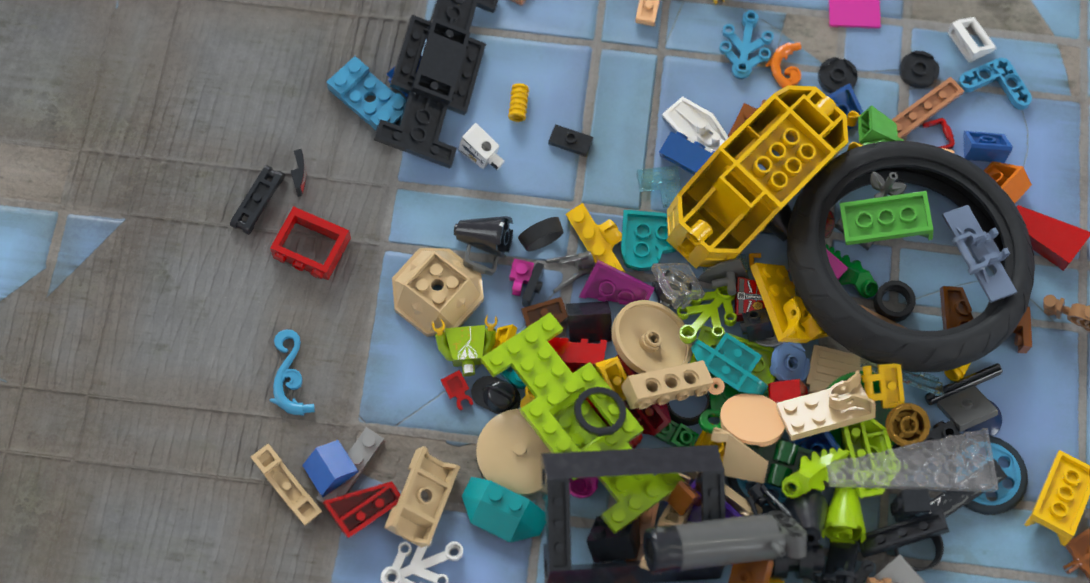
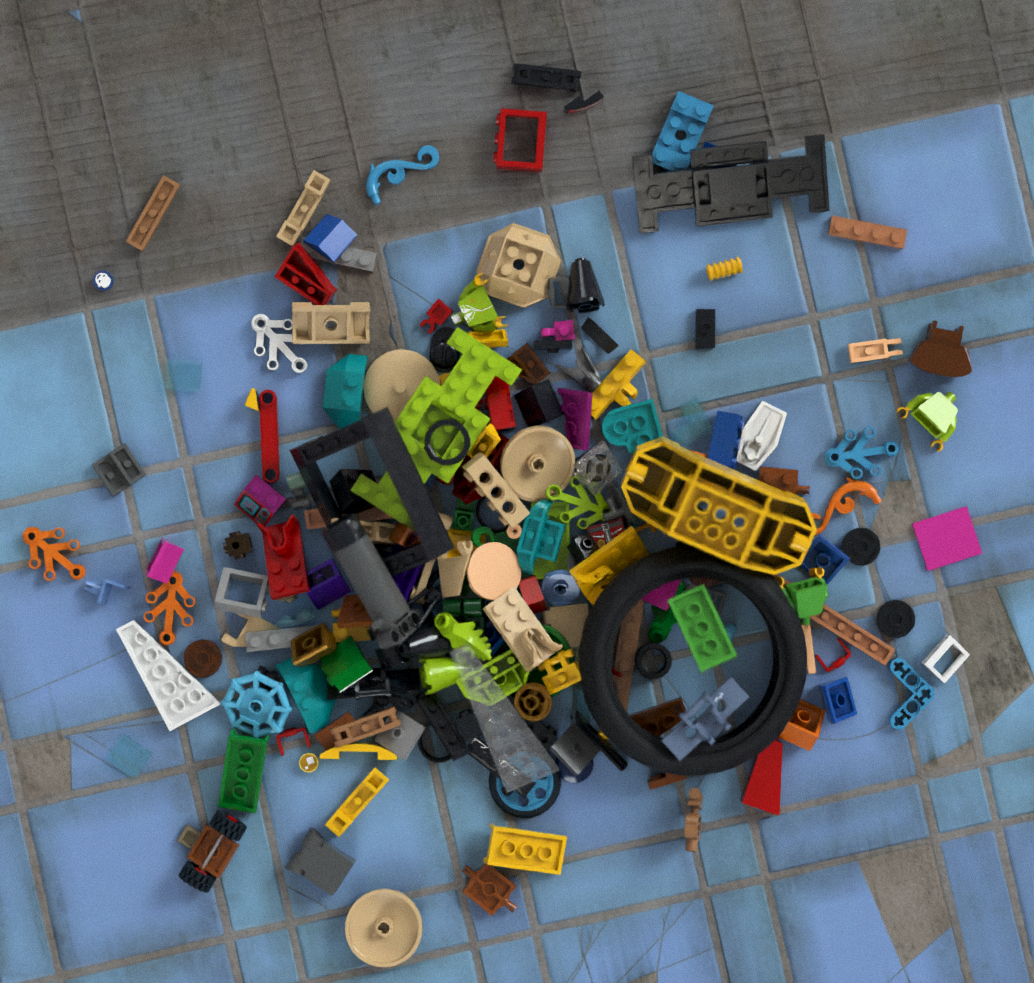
camera: 75 degrees right, 20 degrees up
(480, 148) = (667, 245): white torso -> none
(888, 186) = (740, 627): dark grey plant -> none

